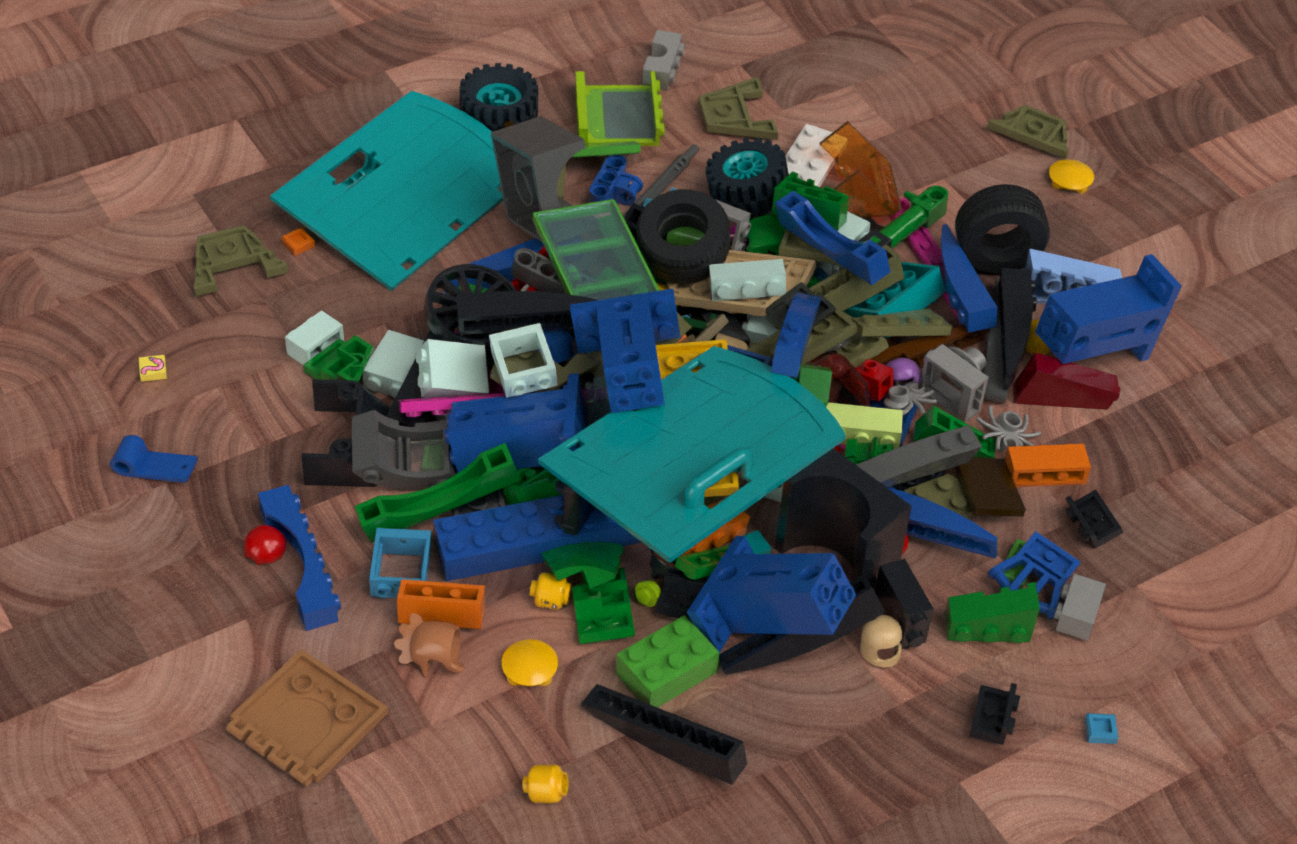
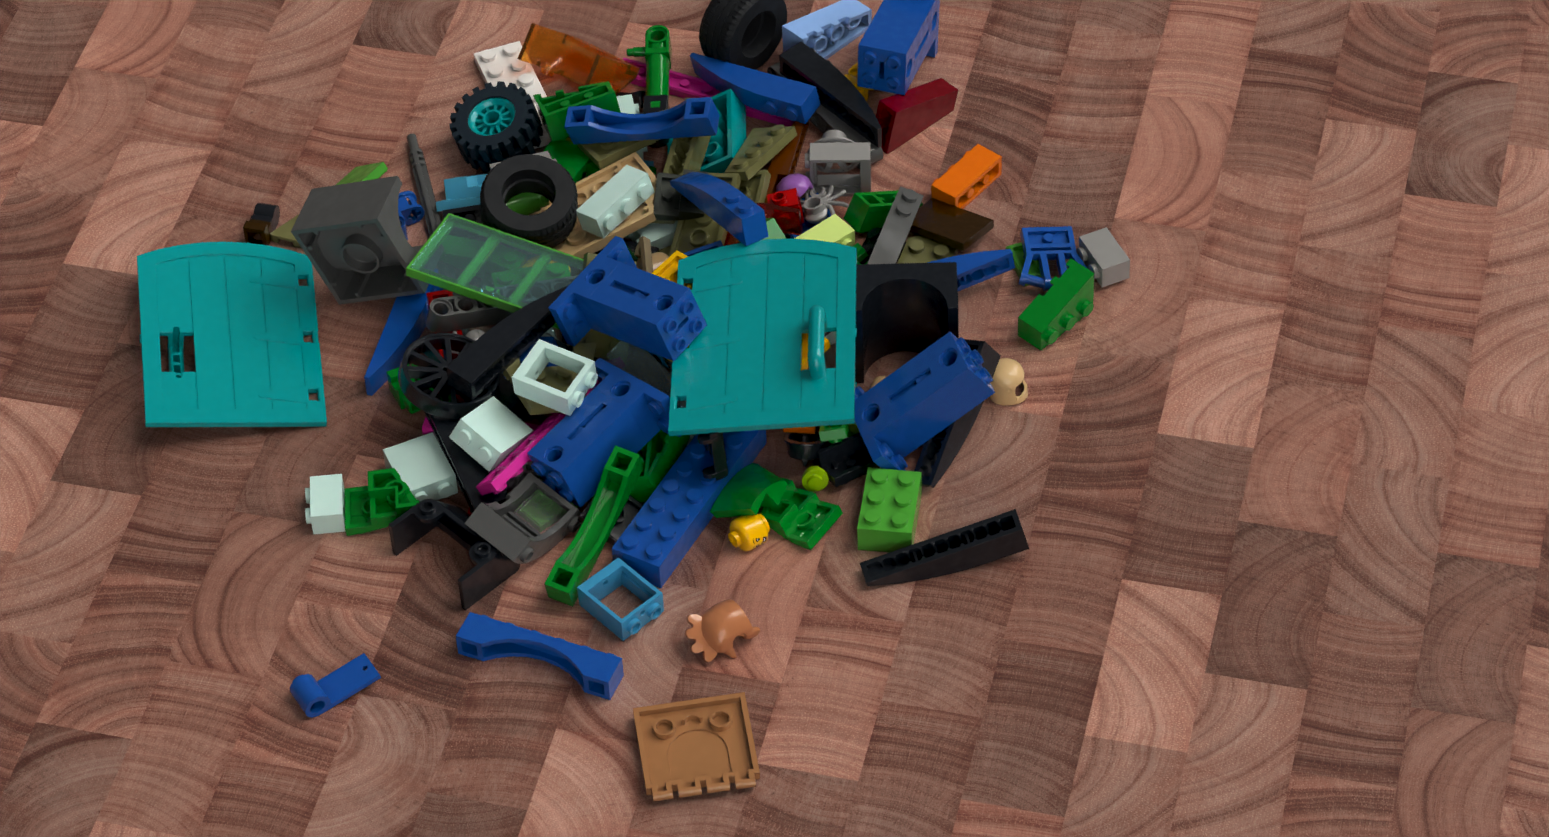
camera: 40 degrees left, 0 degrees up
(152, 368) = (227, 625): light yellow tile -> none
(231, 250) = (158, 492): olive wing -> none
(264, 545) = (501, 669): red hair -> none
(298, 241) = (198, 447): orange tile -> none
(443, 602) = (690, 596): orange brick -> none
(499, 95) = (191, 201): black wheel -> none
(529, 663) = (795, 589): yellow dish -> none
(546, 783) = (912, 648): yellow head -> none
(619, 112) = (311, 150): clear light blue panel -> none
(665, 58) = (299, 91): light grey arch -> none
(727, 113) = (402, 90): olive wing -> none
(904, 601) = (1005, 337): black brick -> none
(993, 714) = (1132, 369): black bracket -> none
(1008, 429) = (908, 172): light grey animal -> none
(1094, 517) = (1040, 192): black bracket -> none
(1101, 728) = (1202, 327): dark azure tile -> none

